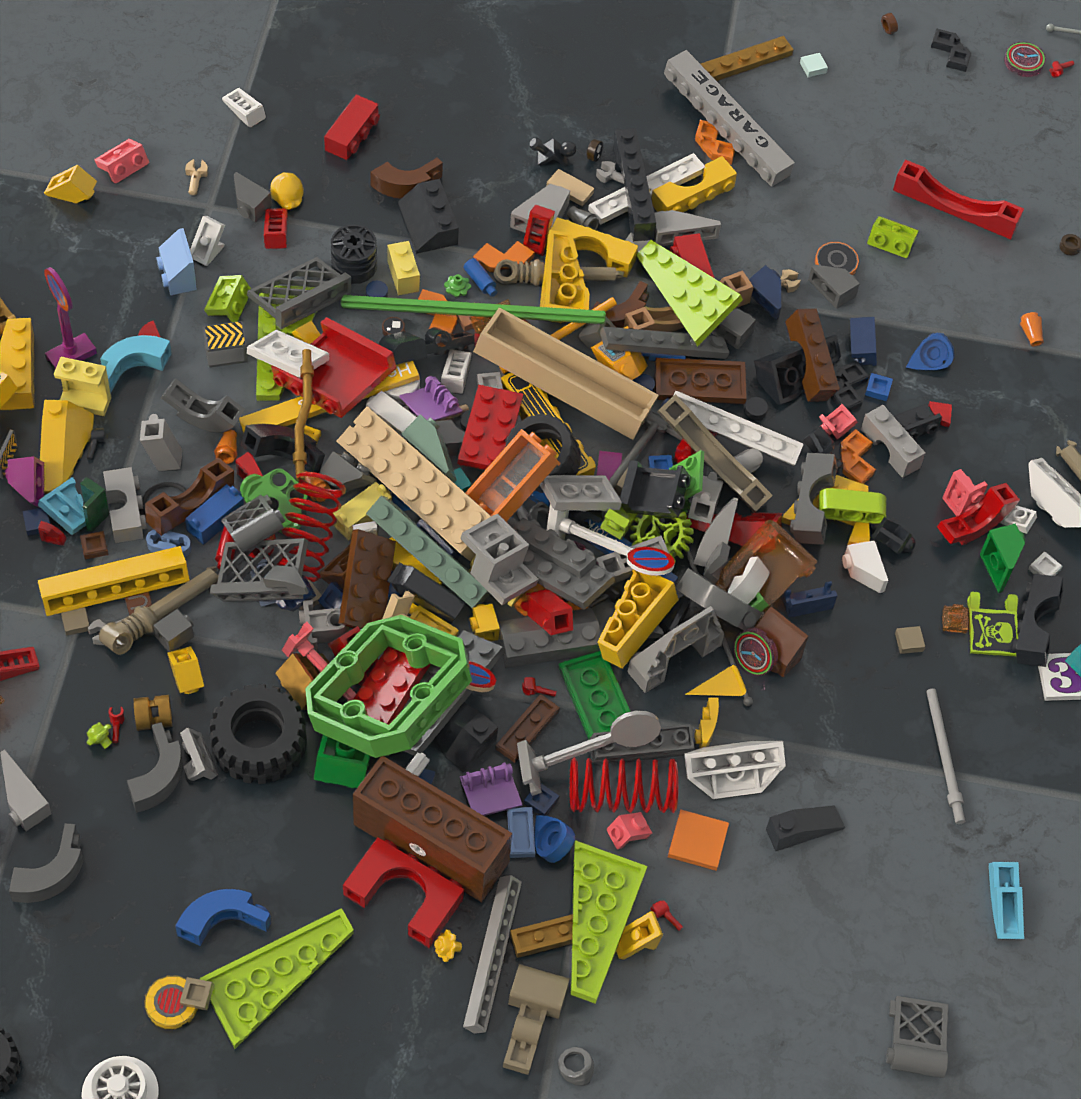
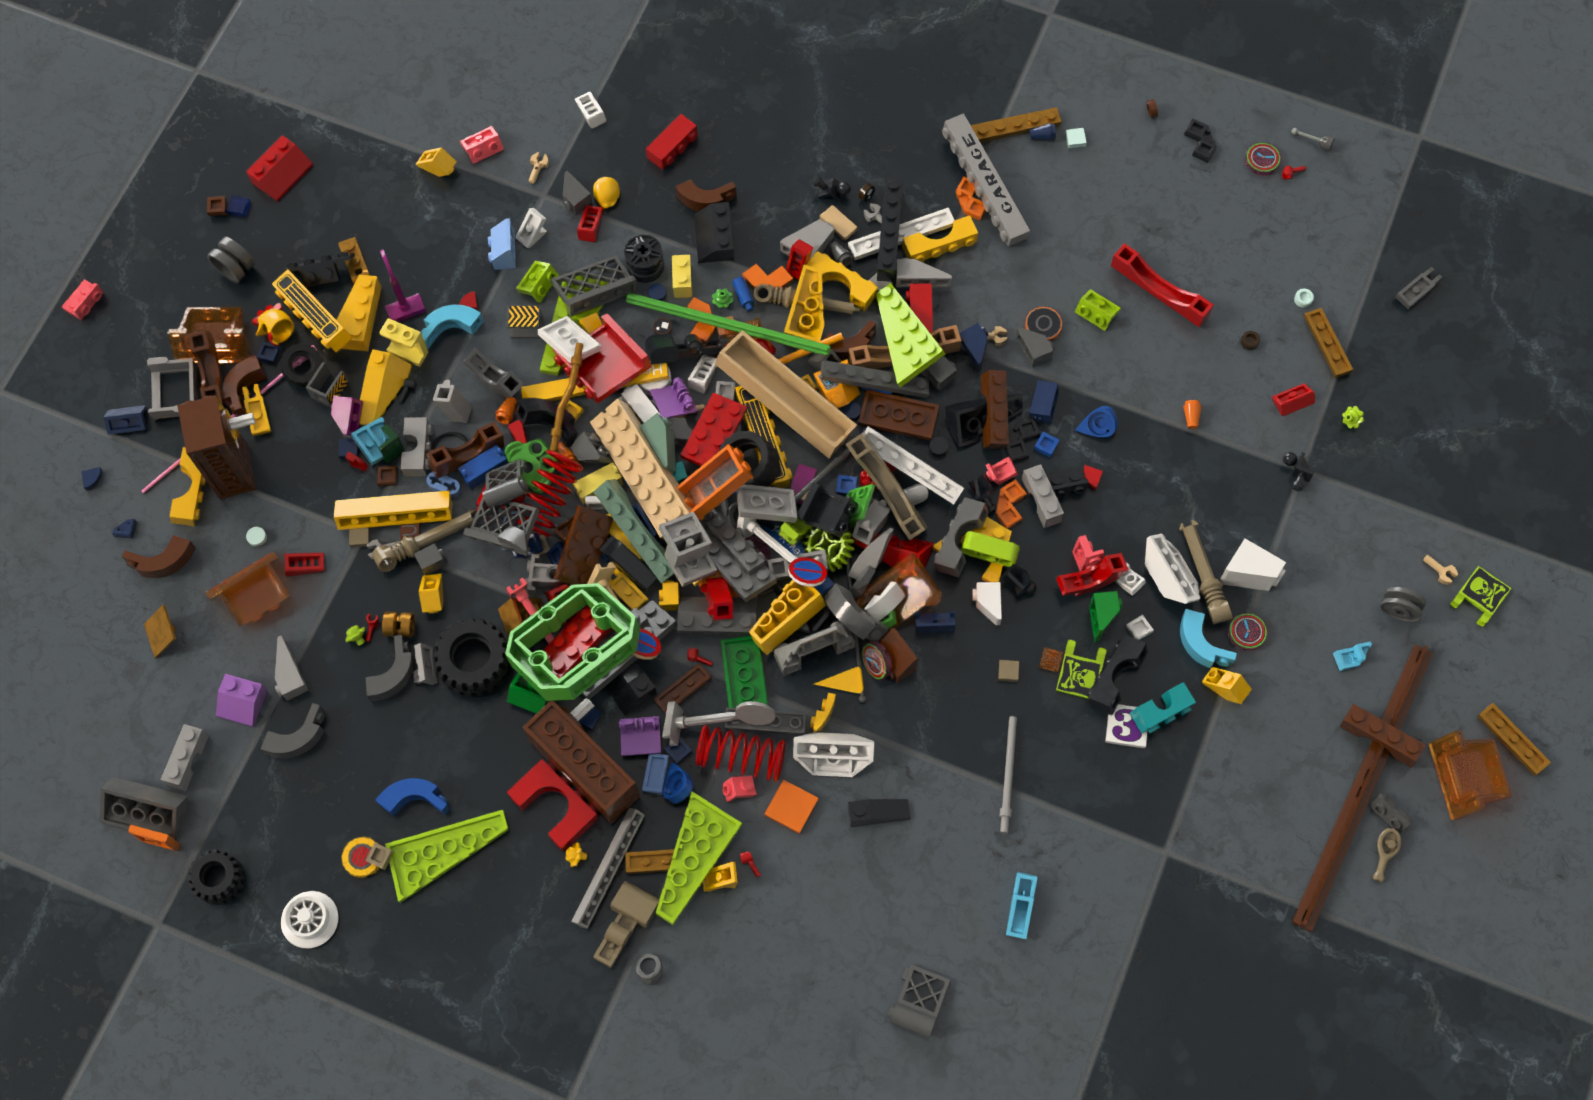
camera: 20 degrees right, 10 degrees up
(778, 62) = (1043, 132): none -> dark blue cone

